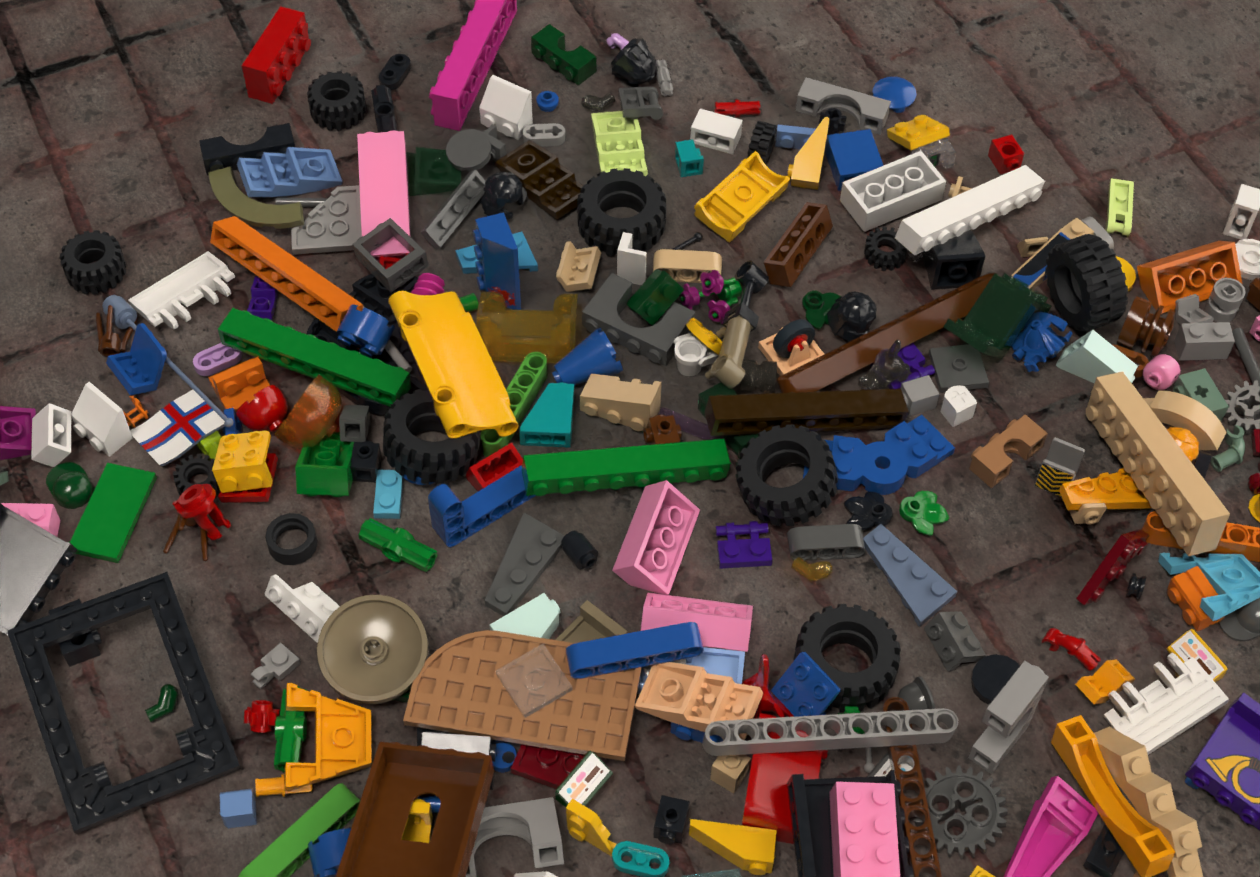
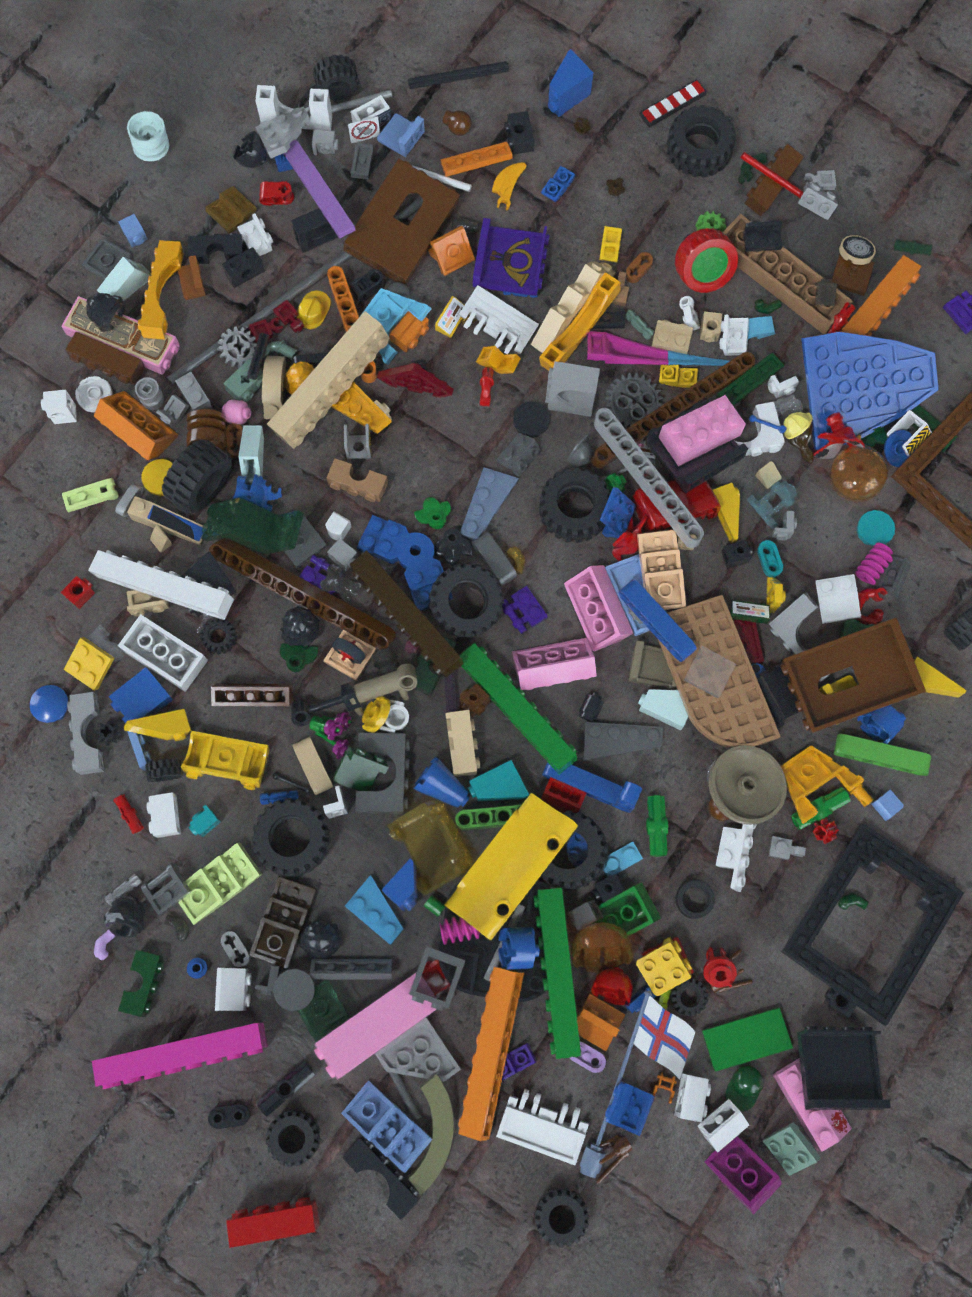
camera: 120 degrees left, 20 degrees up
(578, 267) = (357, 842): tan bracket -> none
(672, 228) = (266, 798): none -> blue axle
(1226, 414) = (258, 356): none -> black axle

